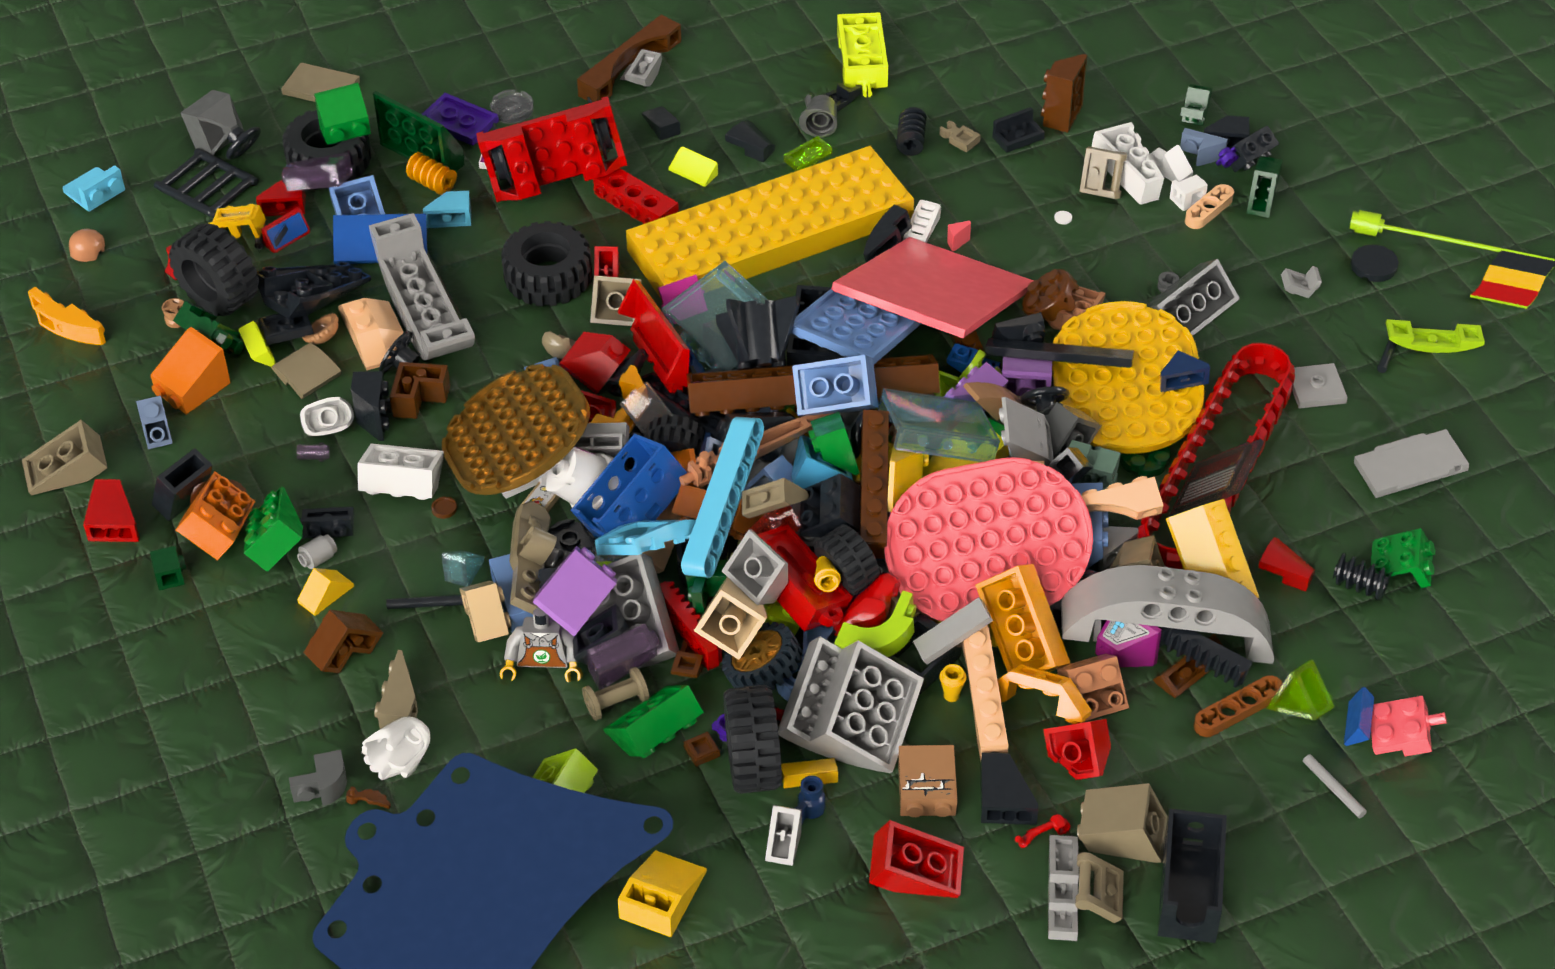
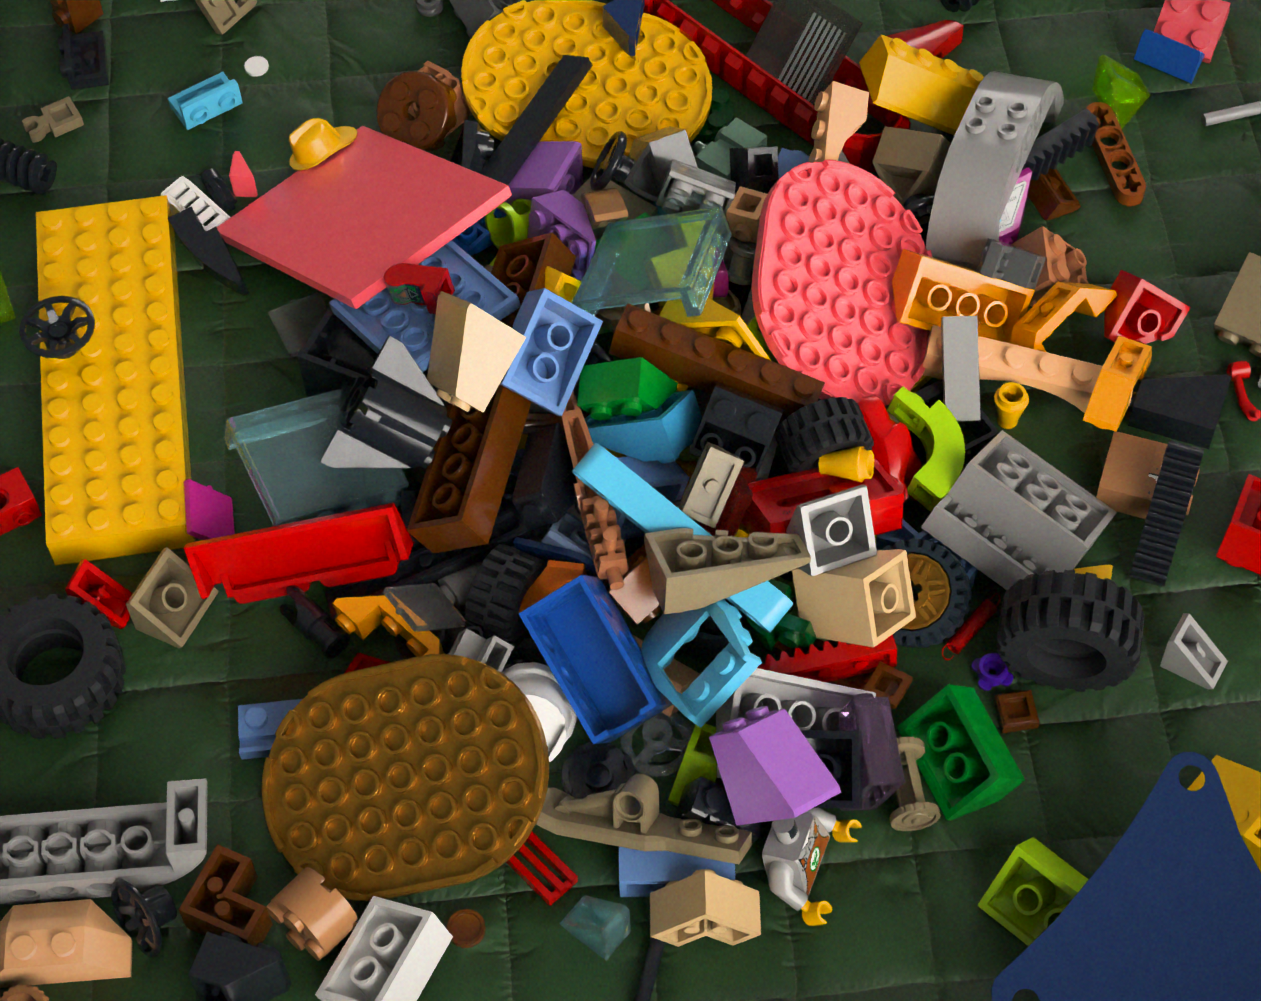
camera: 70 degrees left, 10 degrees up
(420, 424) = (312, 913): none -> medium nougat brick
(492, 527) = (553, 860): none -> red tile
(556, 344) = (222, 691): dark tan hair -> none
(594, 359) = (279, 651): red slope -> none
(697, 505) = (704, 569): none -> dark tan wedge
(770, 178) = (58, 331): none -> black wheel
(811, 798) = (1148, 595): dark blue piece -> none
(812, 339) = (469, 353): none -> slope
(858, 310) = (417, 284): none -> red leg
(891, 788) = (1166, 513): none -> black gear
(903, 382) = (561, 283): none -> yellow slope
(941, 231) = (218, 189): none -> black piece
(982, 720) = (1115, 383): none -> light orange slope
(1005, 259) = (317, 141): none -> yellow piece
(1013, 198) = (205, 100): none -> medium azure bracket
(1064, 635) = (1011, 264): none -> dark grey brick

